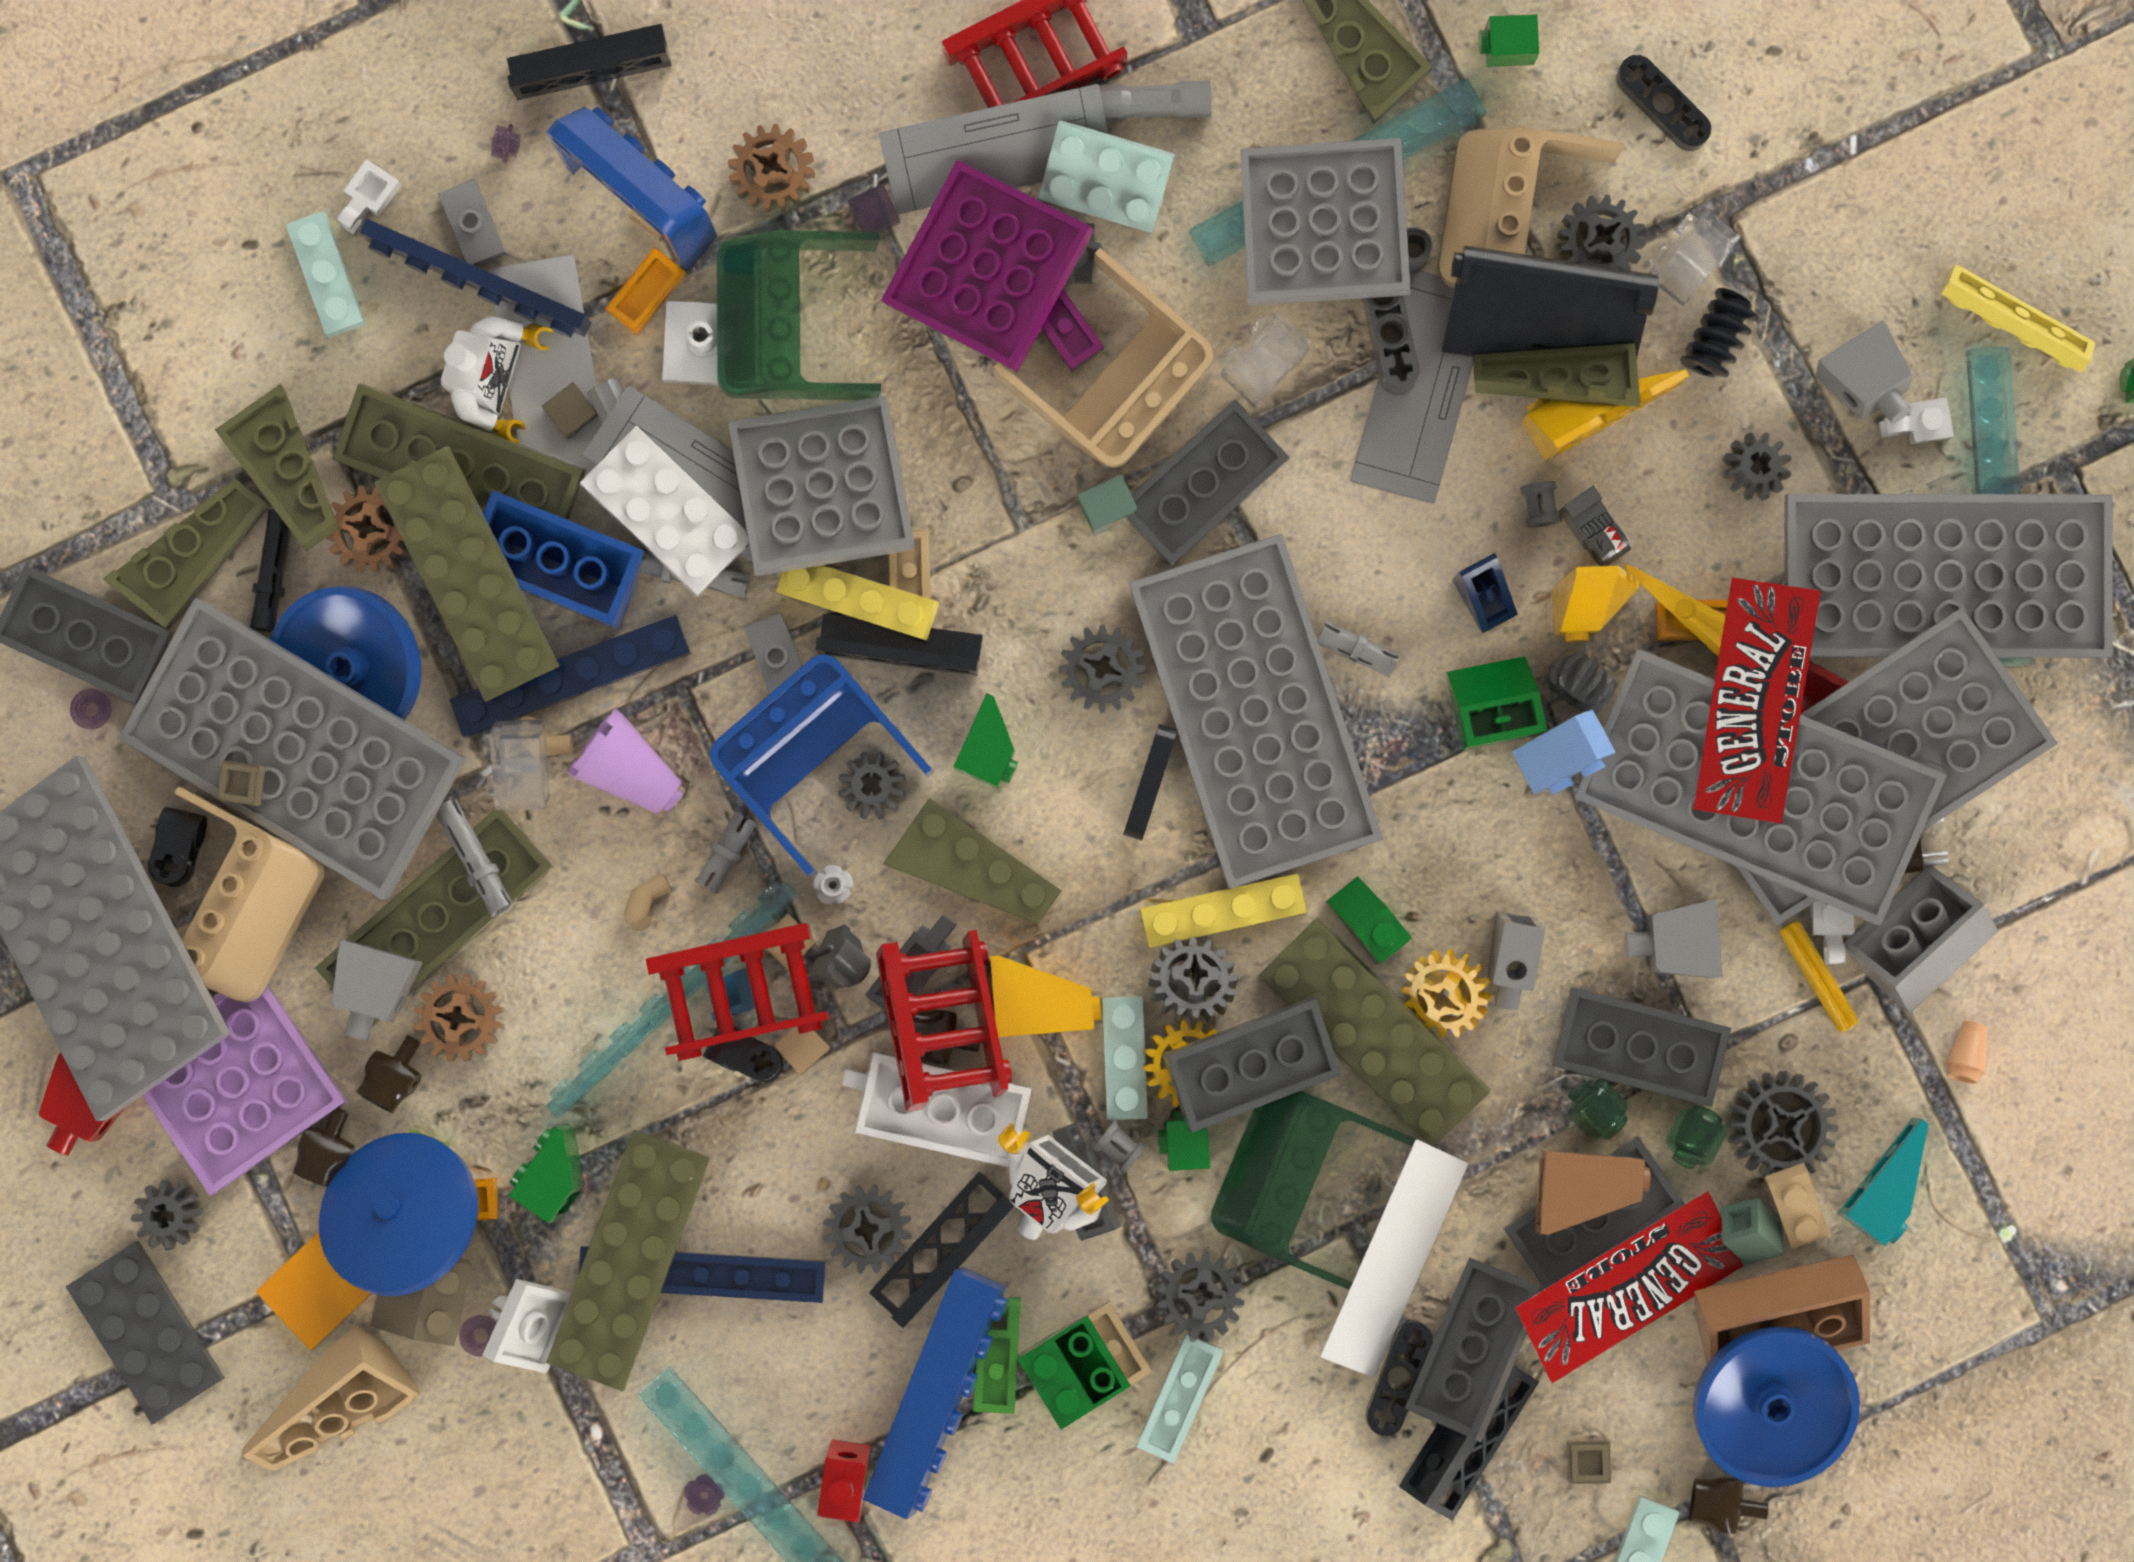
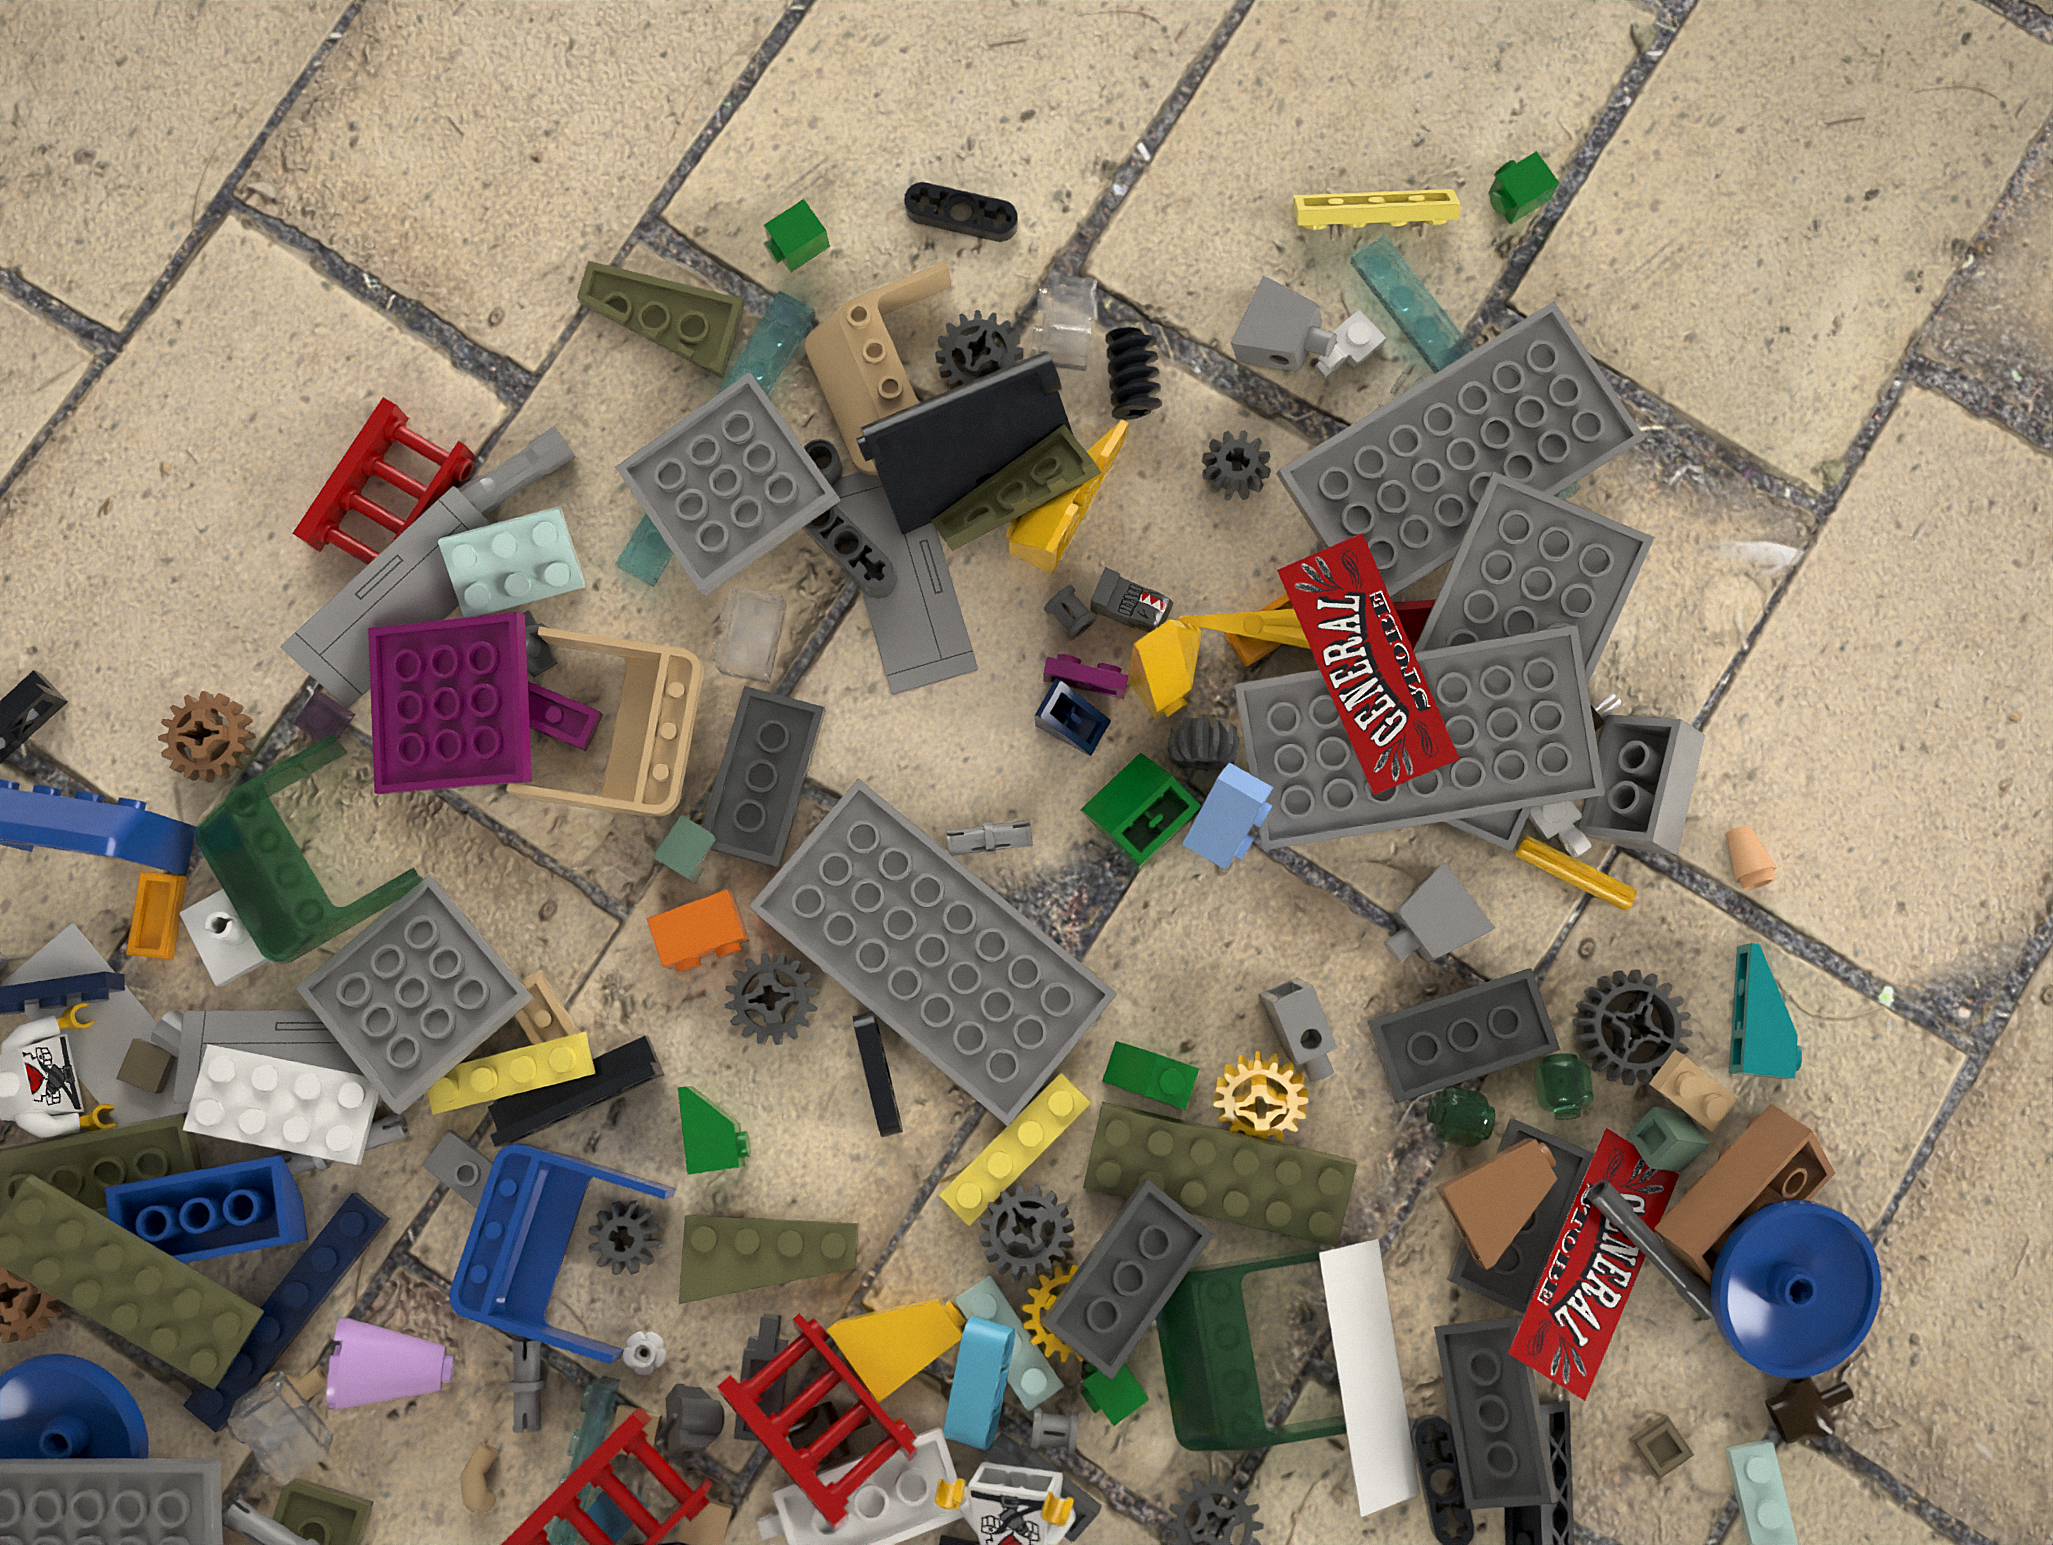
camera: 30 degrees left, 5 degrees down
(1076, 578) = (698, 931): none -> orange brick
(1084, 1072) = (979, 1383): none -> medium azure beam
(1532, 577) = (1103, 680): none -> magenta plate
(1675, 1263) = (1622, 1215): none -> dark grey piece

